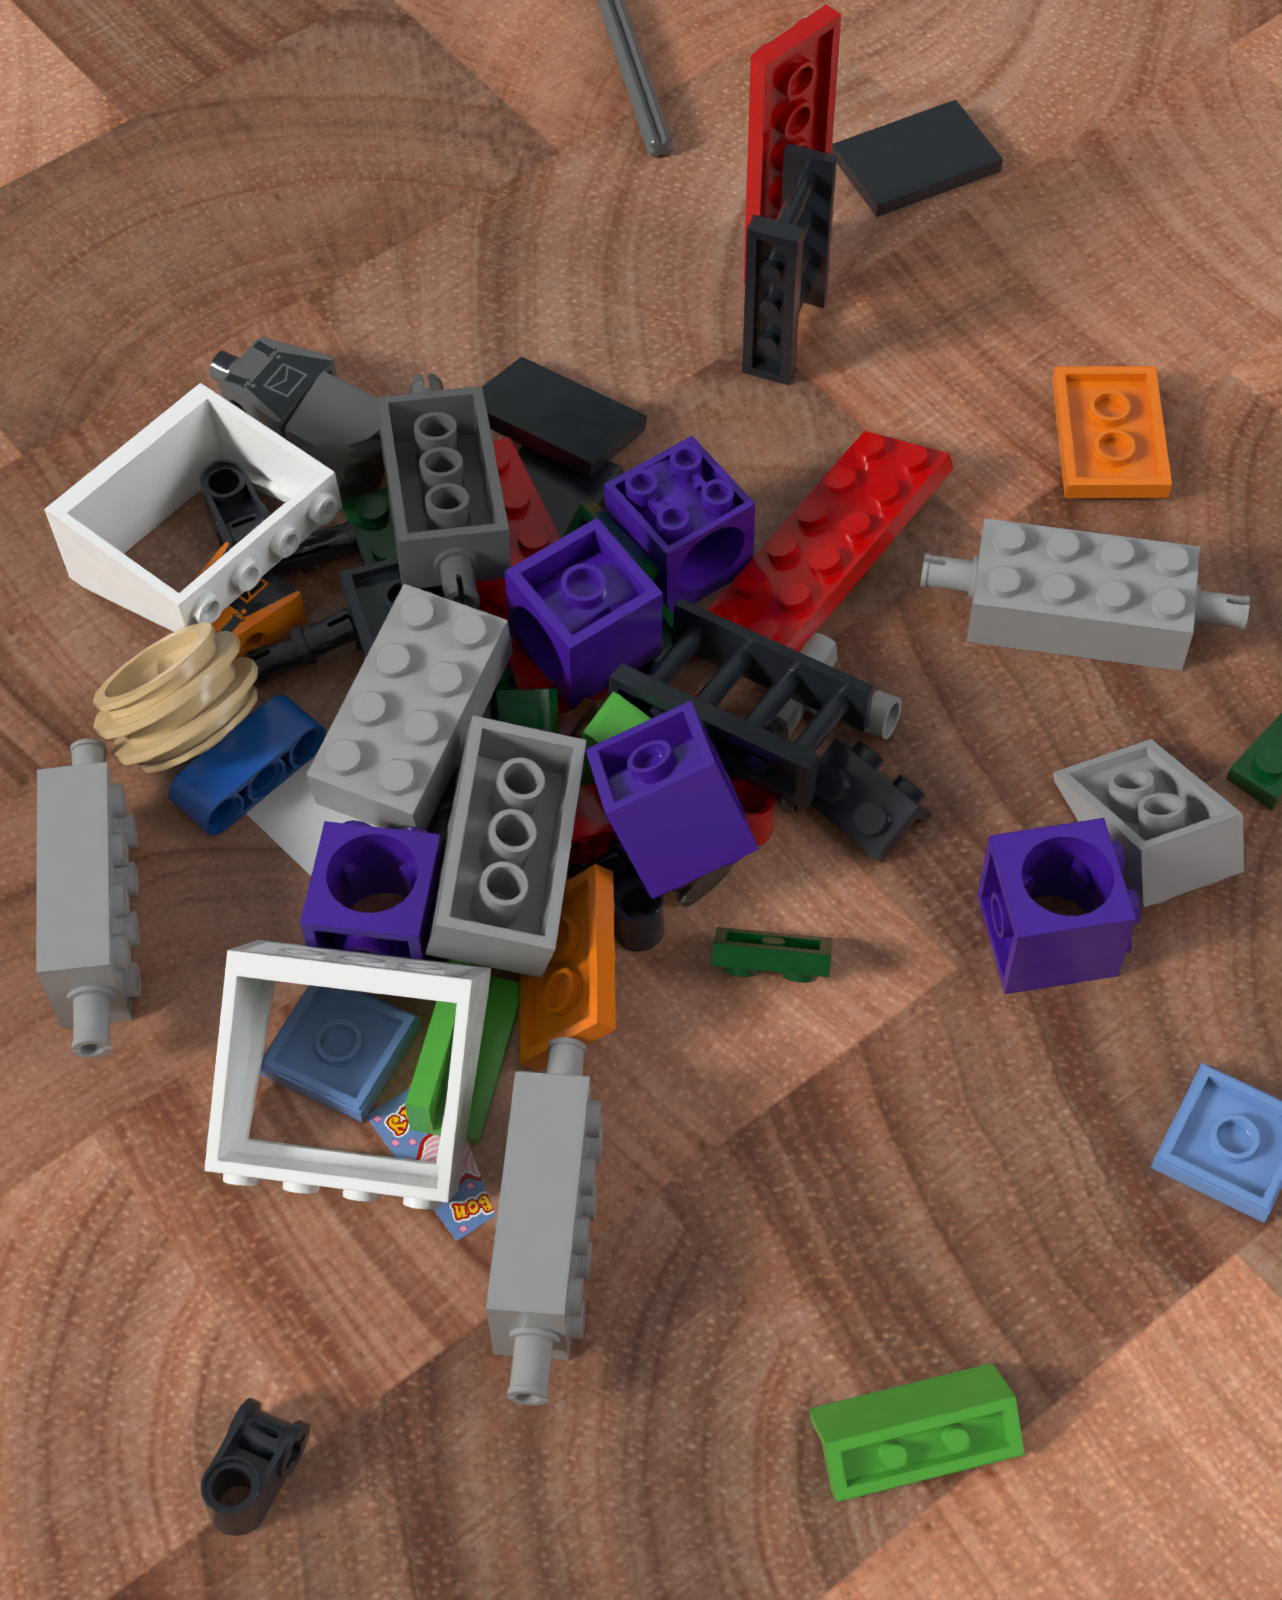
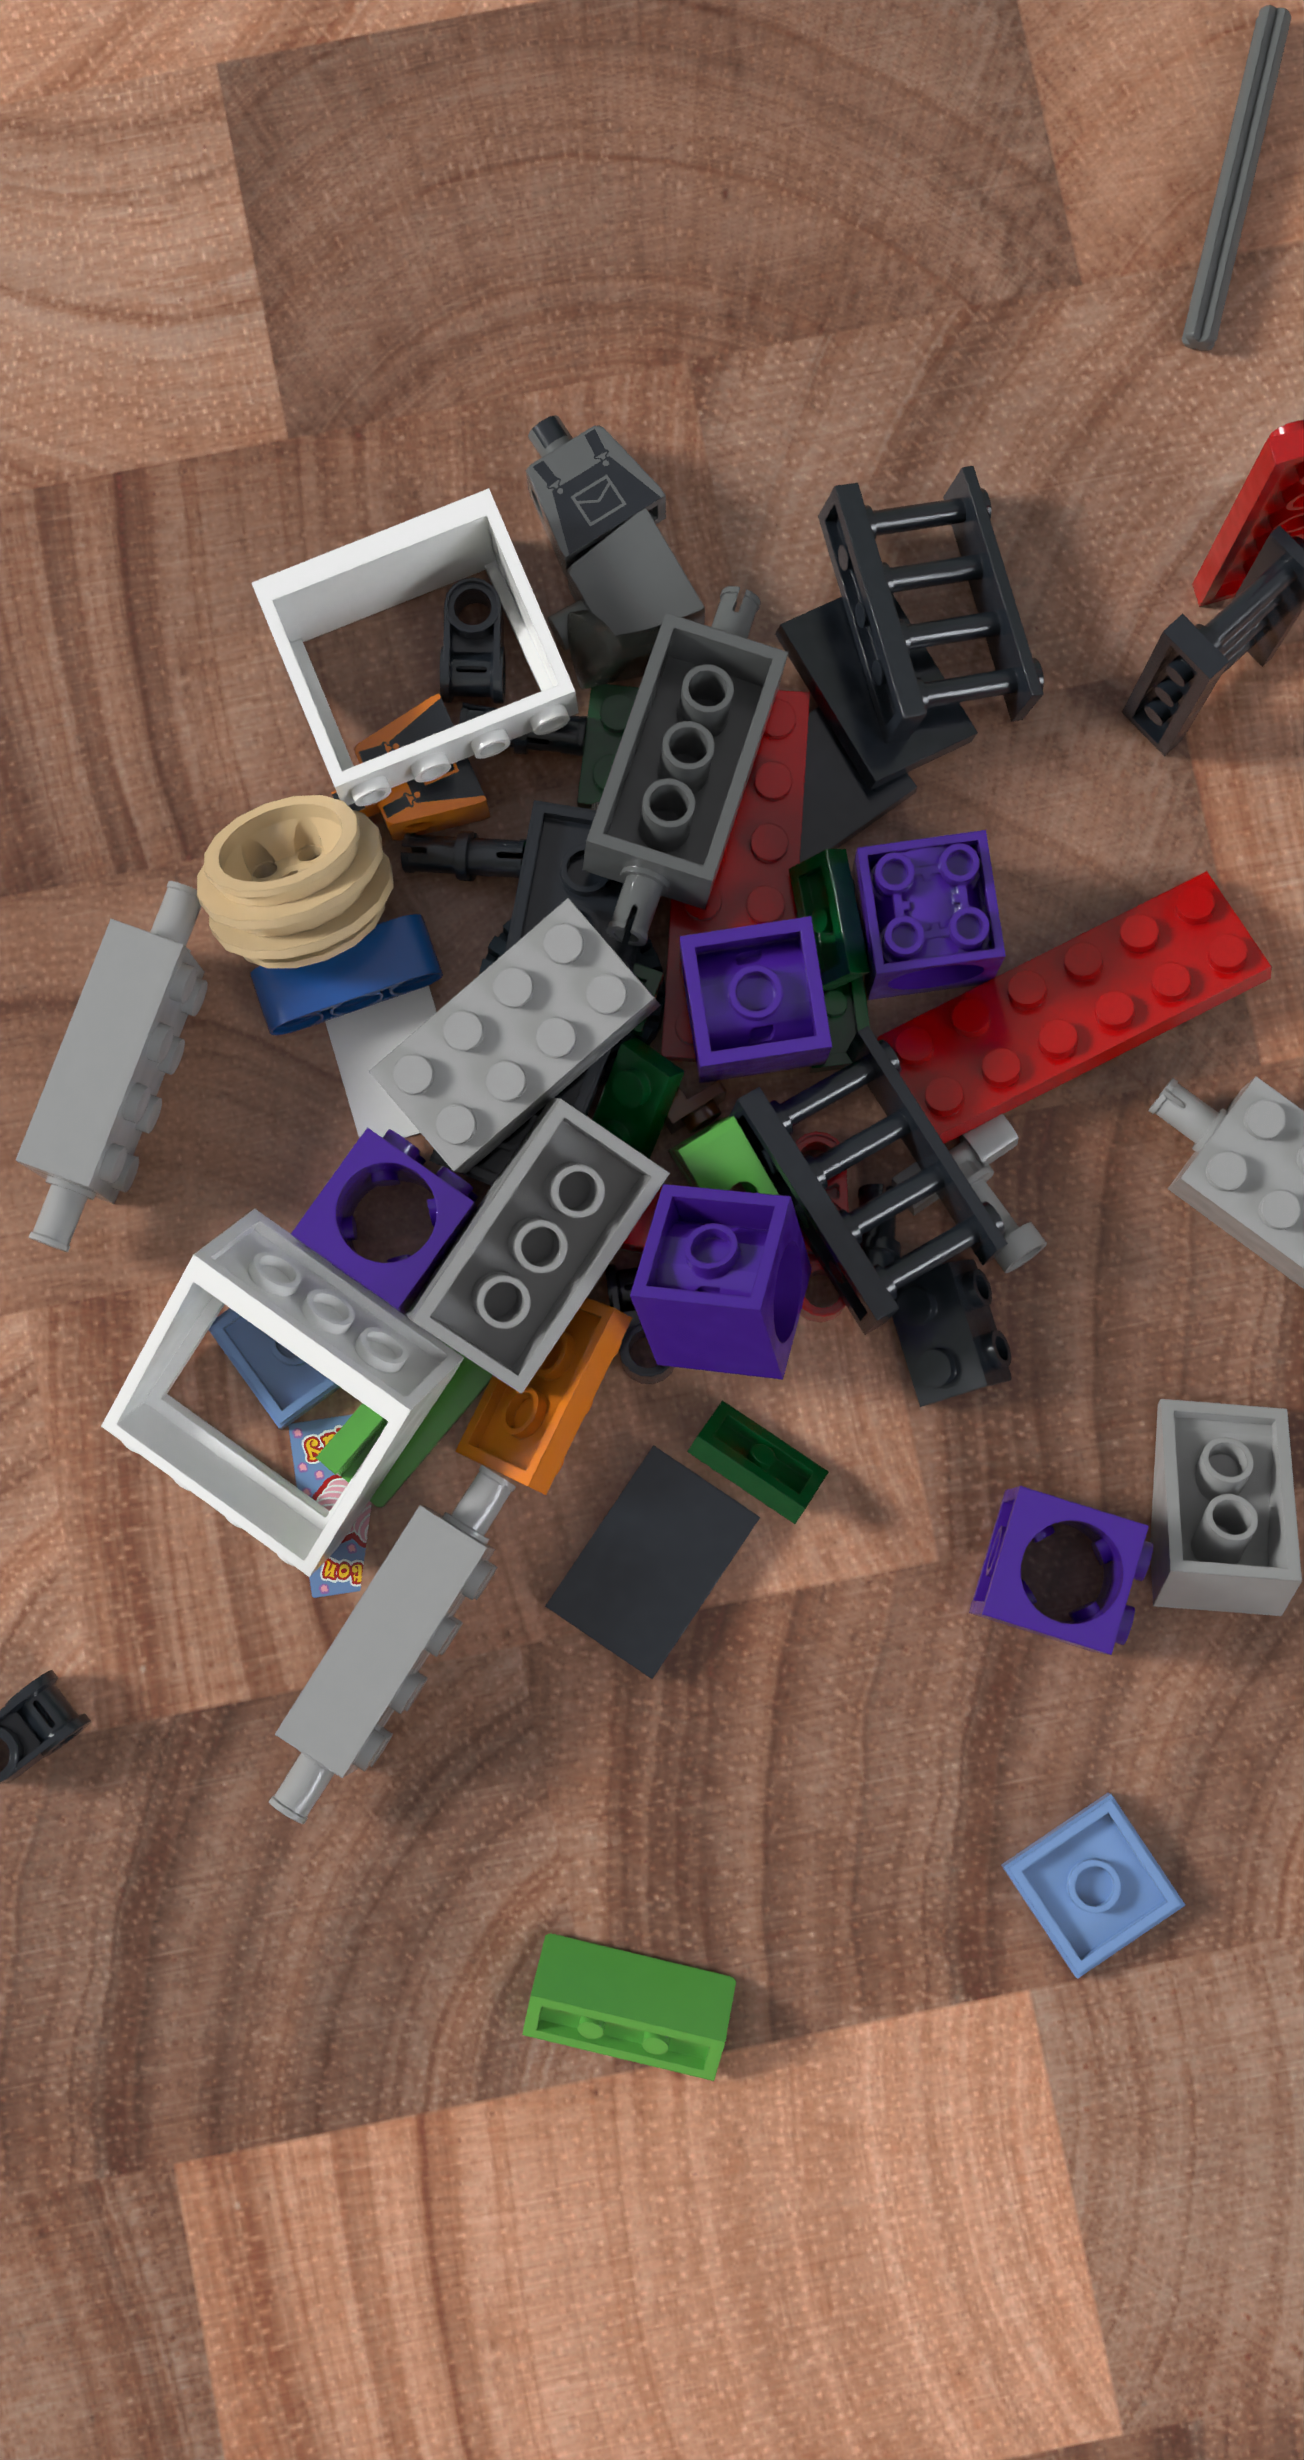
camera: 30 degrees right, 25 degrees up
(554, 380) = (886, 640): none -> black fence
(729, 1072) = (652, 1562): none -> black tile

